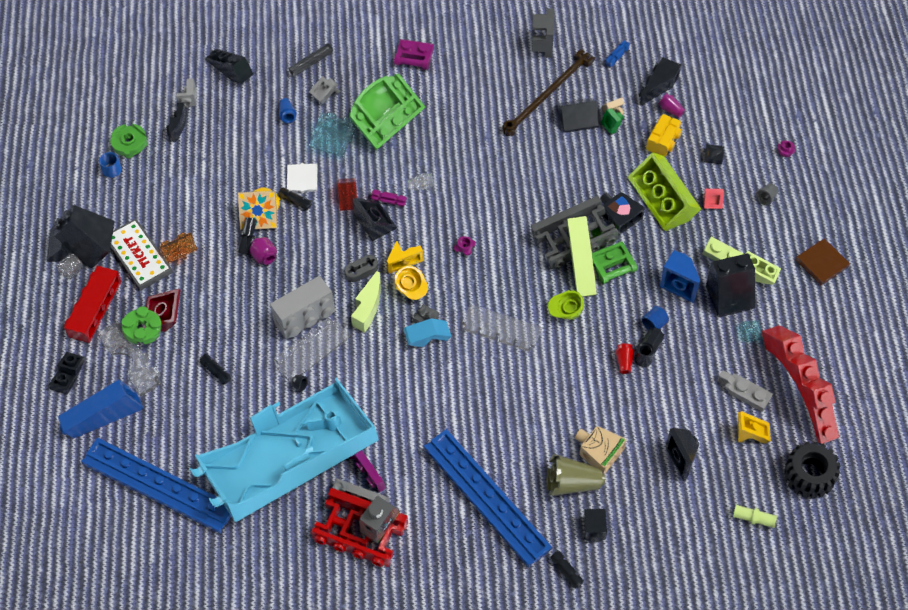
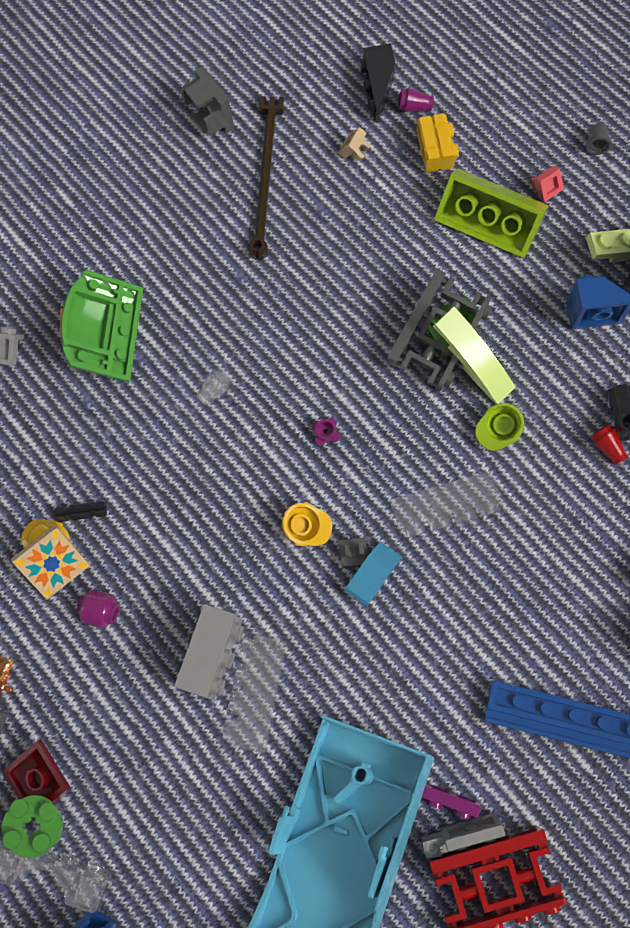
camera: 30 degrees left, 15 degrees up
(215, 368) = (162, 805): black axle -> none
(247, 235) = (64, 604): black axle -> none
(299, 382) = (276, 747): black hinge -> none
(302, 177) = (67, 477): white piece -> none
(332, 134) = (61, 398): clear light blue plate -> none
(347, 192) = (138, 460): clear red slope -> none
(361, 268) = (236, 548): dark grey beam -> none
(367, 303) = (276, 586): yellowish green slope -> none
(372, 218) = (195, 471): black slope -> none
(378, 518) = (524, 866): dark grey torso -> none
(389, 198) = (191, 432): magenta axle -> none
(399, 258) = (267, 503): yellow slope -> none
(414, 53) = (72, 223): magenta plate -> none
(578, 115) = (321, 179): black slope -> none
(610, 257) = (498, 329): bright green plate -> none
(611, 120) = (366, 163): green tile -> none
(617, 53) = (304, 76): blue axle -> none
(621, 211) = (466, 265): black torso -> none
(656, 317) = (605, 373): blue piece -> none
(714, 154) = (503, 129): black tile -> none
(786, 152) = (570, 76): magenta plate -> none

